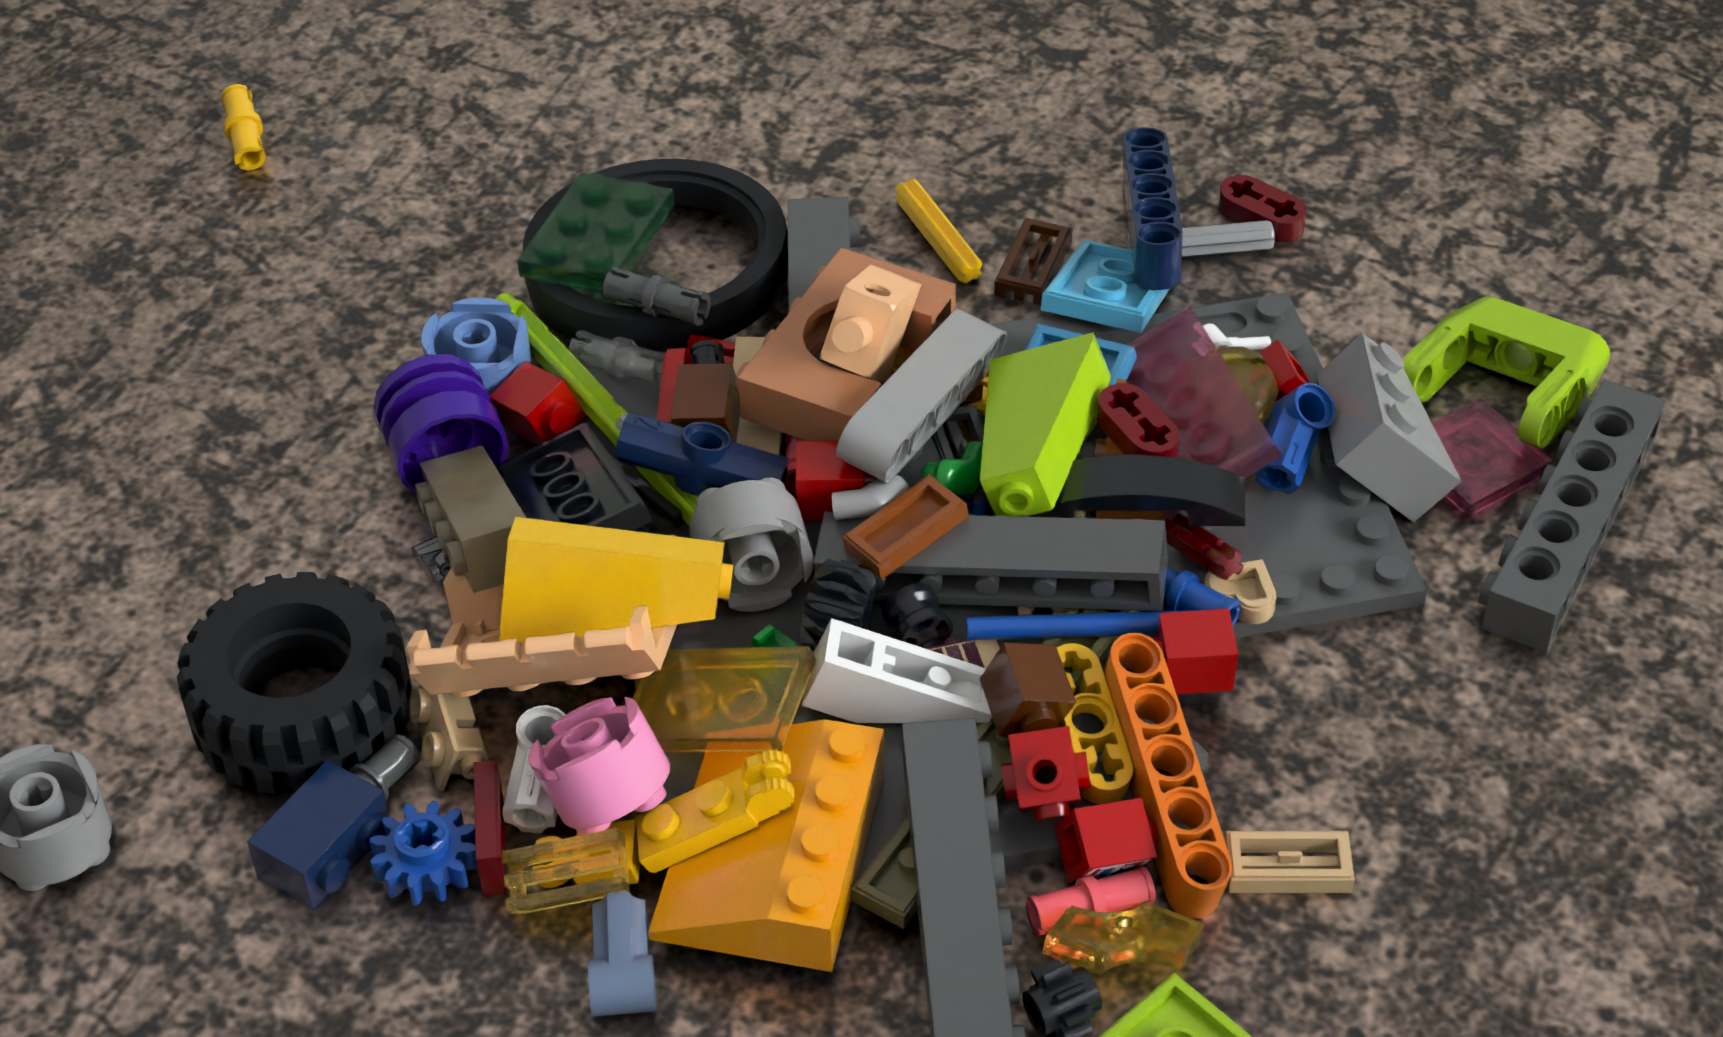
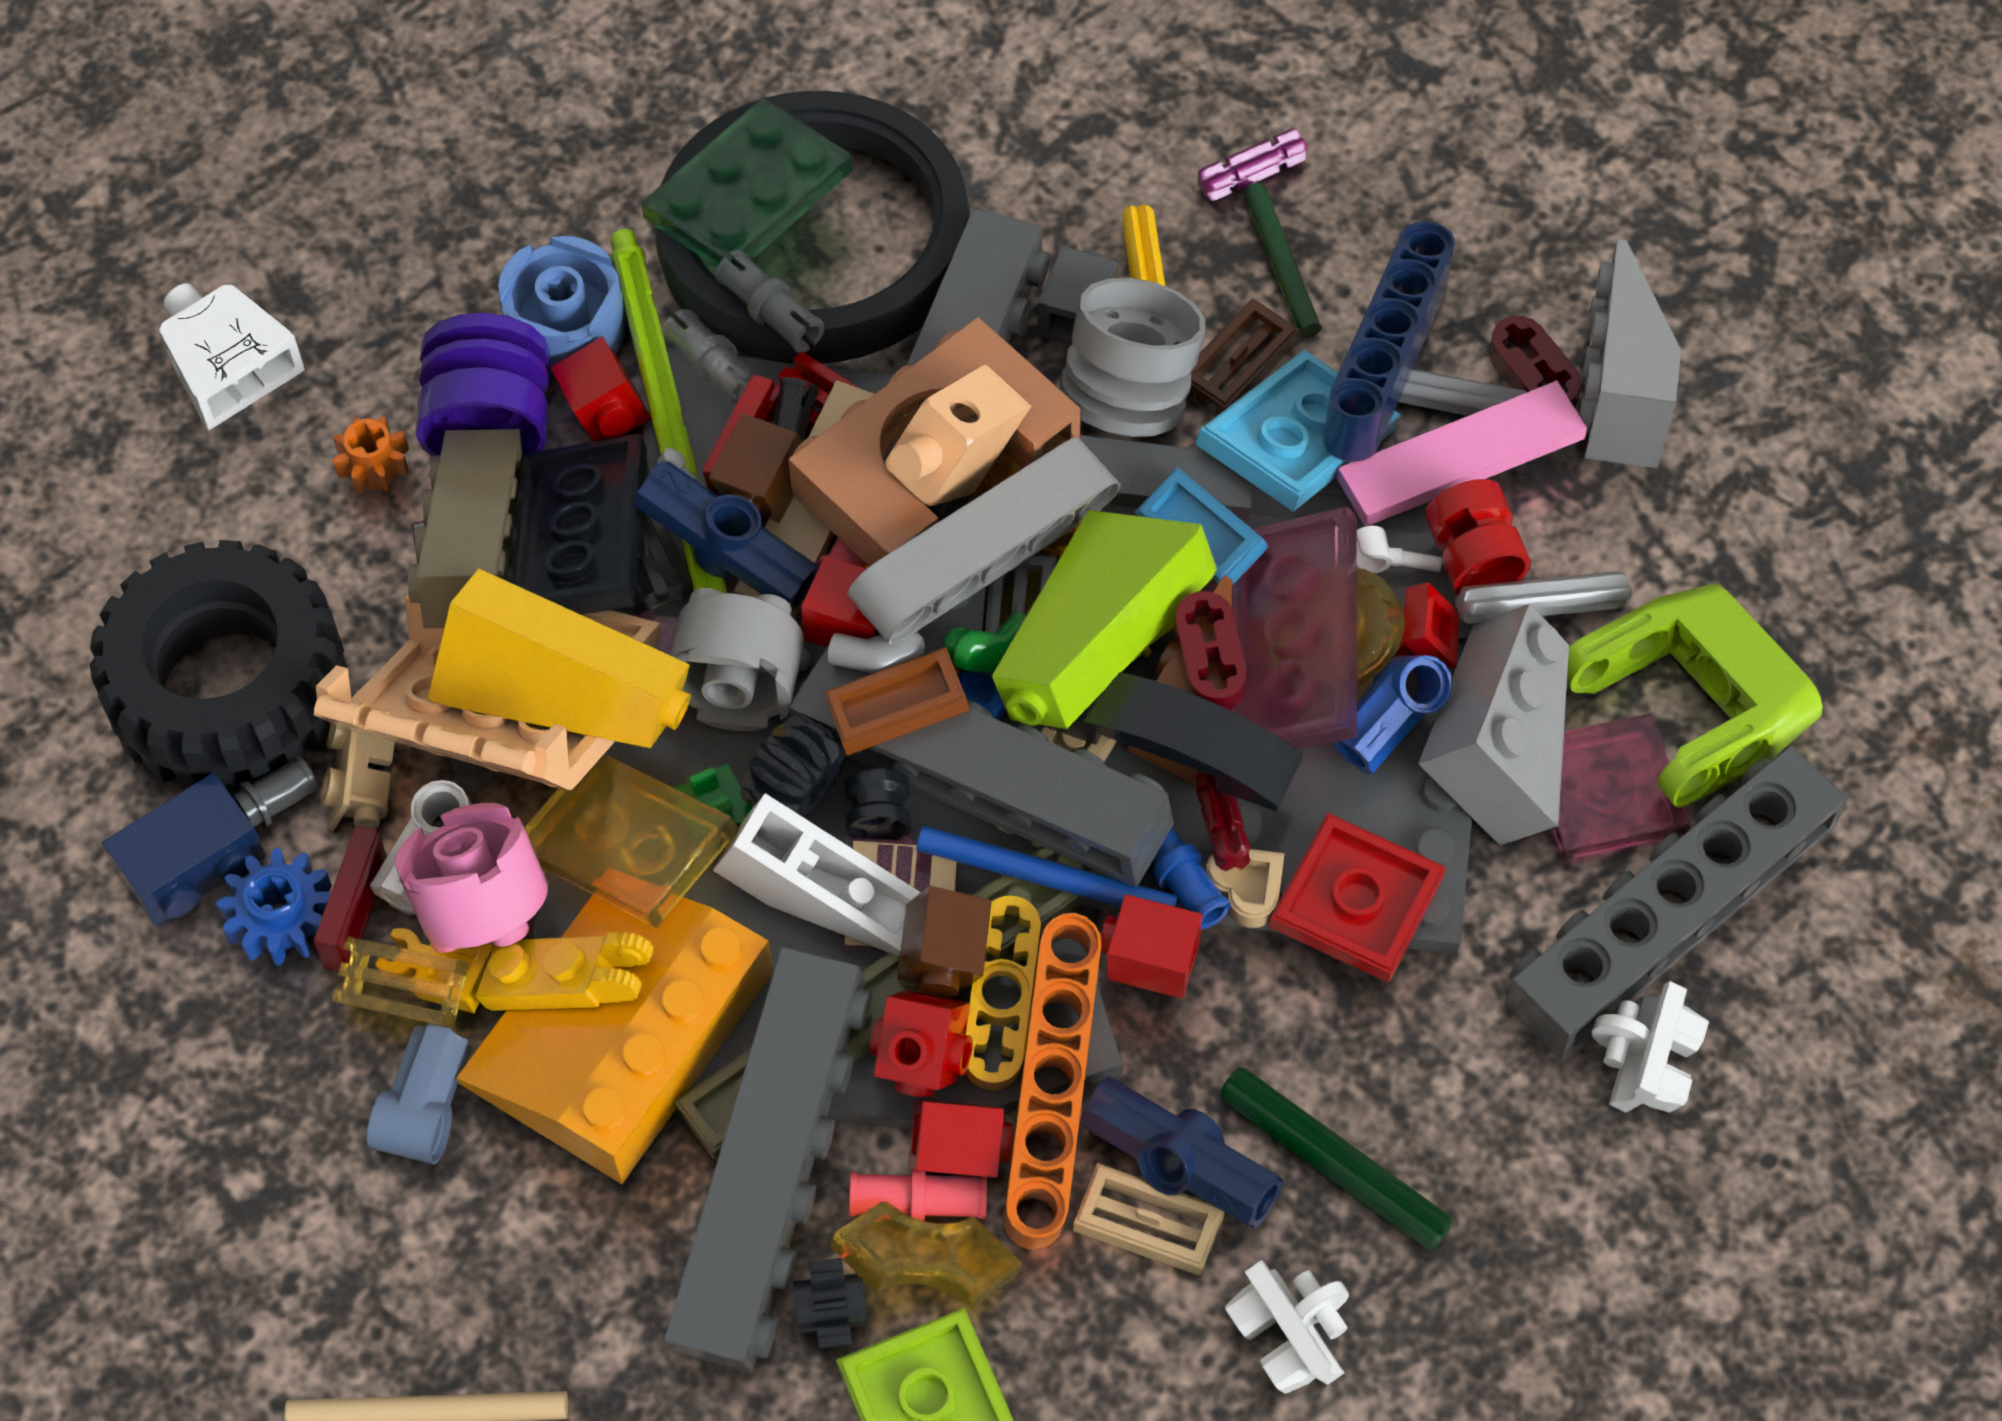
camera: 20 degrees right, 15 degrees up
(197, 465) = (226, 350): none -> white torso
(357, 503) = (370, 454): none -> orange gear
(893, 237) = (1067, 281): none -> dark grey brick
(968, 251) = (1132, 356): none -> light grey wheel
(977, 138) = (1252, 164): none -> axle
(1032, 190) = (1282, 260): none -> dark green bar
(1246, 264) = (1461, 452): none -> bright pink tile
(1294, 308) = (1477, 535): none -> red wheel
(1332, 799) = (1181, 1152): none -> dark blue piece
(1335, 575) = (1357, 897): none -> red tile
(1340, 176) = (1628, 367): none -> light grey slope
(1394, 331) = (1545, 595): none -> light grey axle
(1415, 769) = (1336, 1158): none -> dark green axle
(1473, 910) = (1305, 1352): none -> white hips
(1613, 616) = (1640, 1043): none -> white hips

